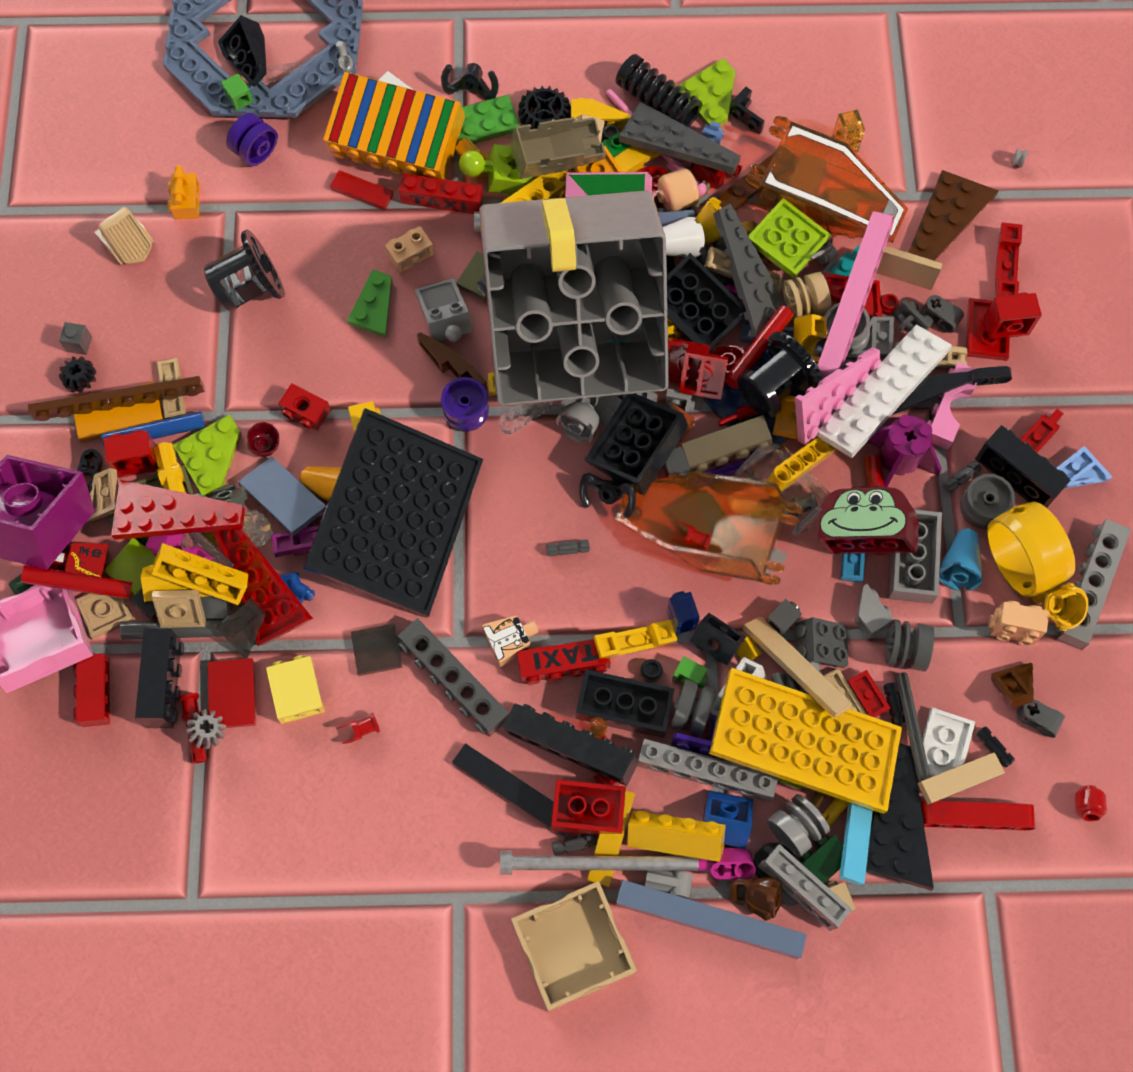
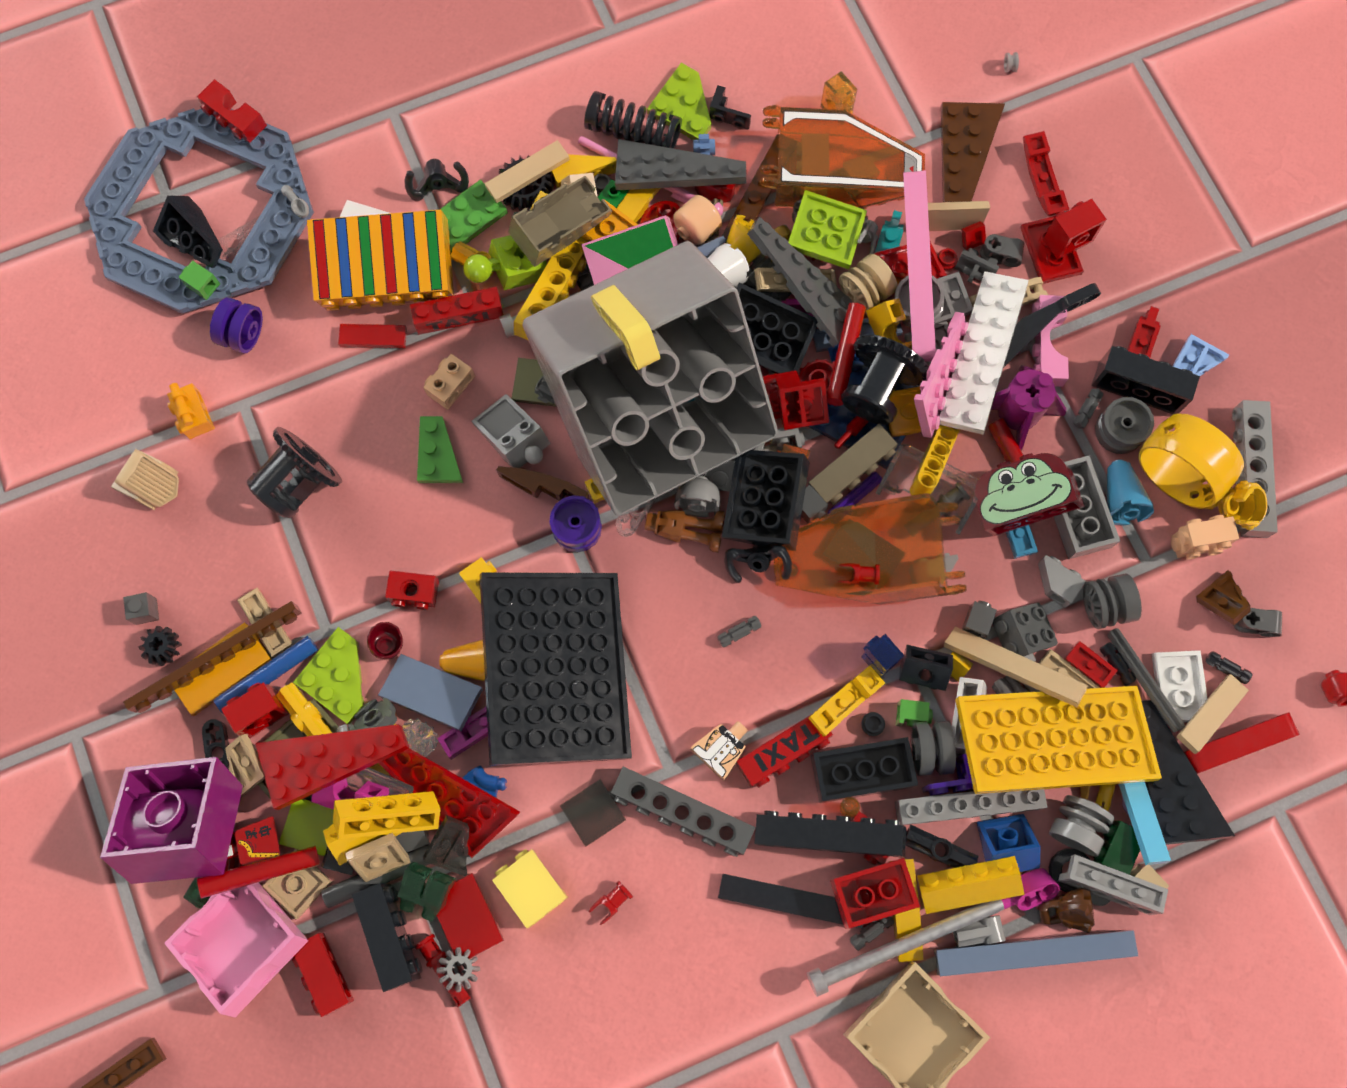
camera: 20 degrees left, 5 degrees up
(207, 651) = (425, 889): none -> clear green hips
(549, 100) = (527, 171): none -> tan tile
(549, 437) = (673, 523): none -> dark orange piece
(653, 786) = (926, 842): none -> black piece
(920, 291) = (973, 235): none -> red plate

